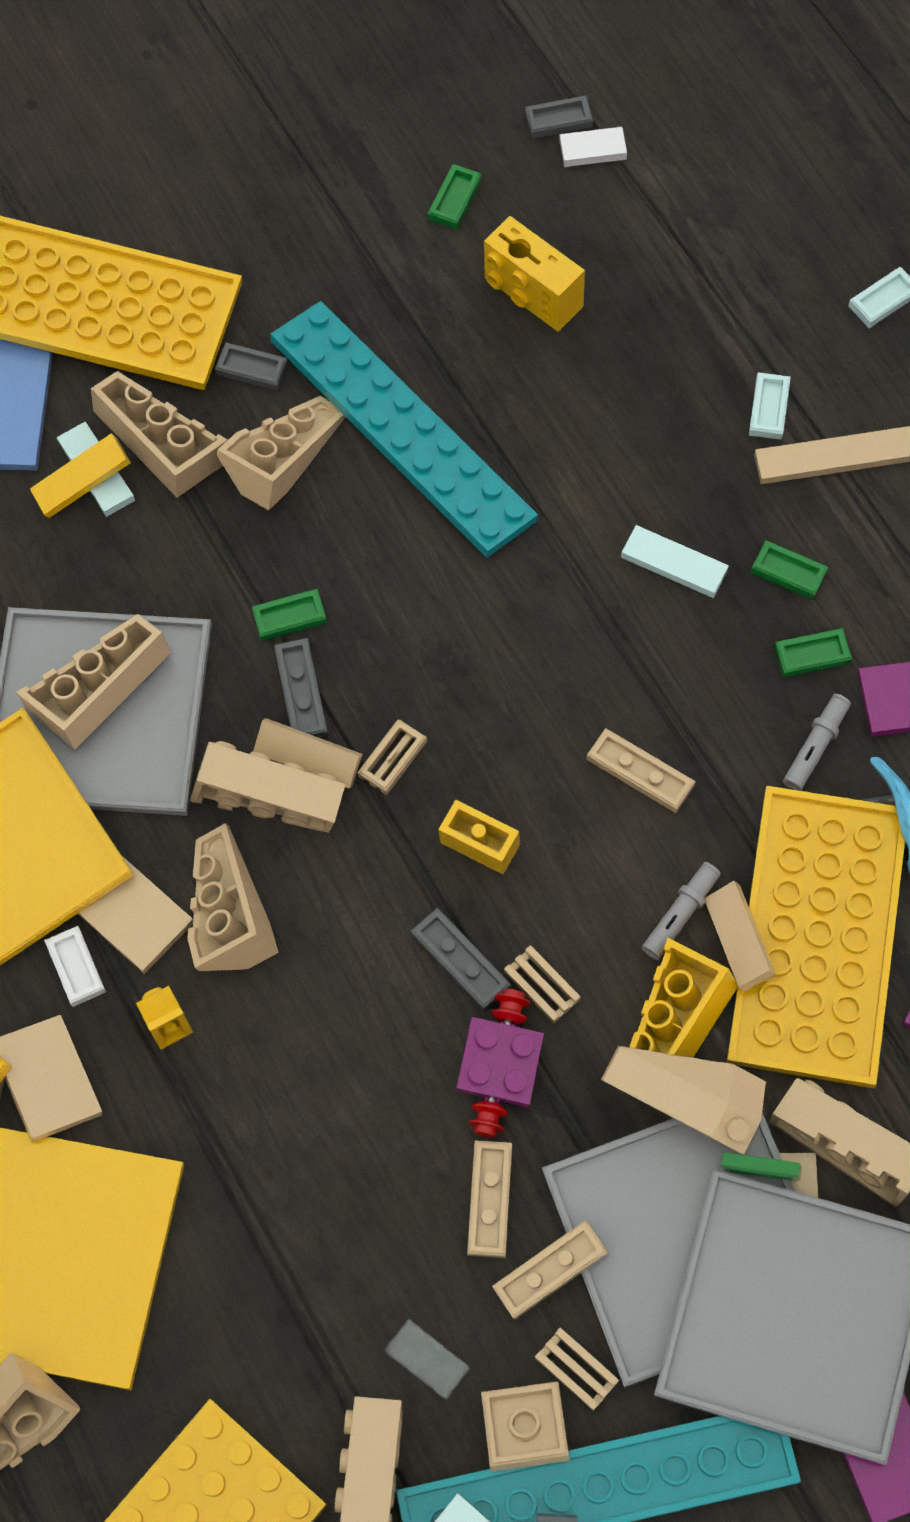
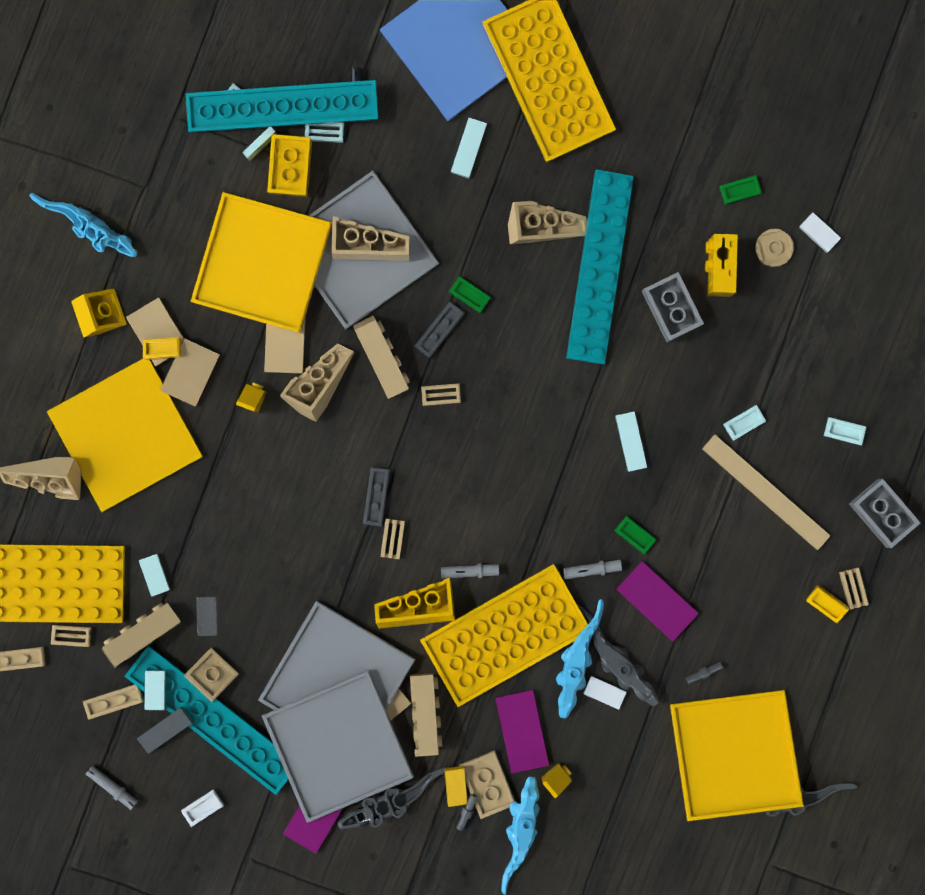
camera: 45 degrees right, 20 degrees up
(75, 966) = (244, 341): white tile -> none
(80, 475) = (457, 146): yellow tile -> none
(163, 439) = (504, 169): tan wedge -> none
(251, 366) = (575, 172): dark grey tile -> none
(295, 1388) = (154, 575): none -> light aqua tile
(310, 752) = (412, 358): tan tile -> none
(479, 836) = (431, 463): yellow brick -> none
(489, 1199) = (288, 589): tan tile -> none
(499, 1062) = (344, 549): magenta plate -> none
(535, 373) = (672, 307): none -> light grey brick
(550, 1269) = (278, 636): tan tile -> none
(551, 1346) = (242, 676): tan tile -> none
(558, 117) = (824, 202): dark grey tile -> none
(565, 210) = (774, 247): none -> tan tile
(640, 770) = (520, 504): tan tile -> none
(700, 1093) = (390, 645): tan wedge -> none
(739, 936) = (476, 604): tan tile -> none
(761, 1166) = (383, 689): green tile -> none
(789, 570) = (667, 494): green tile -> none

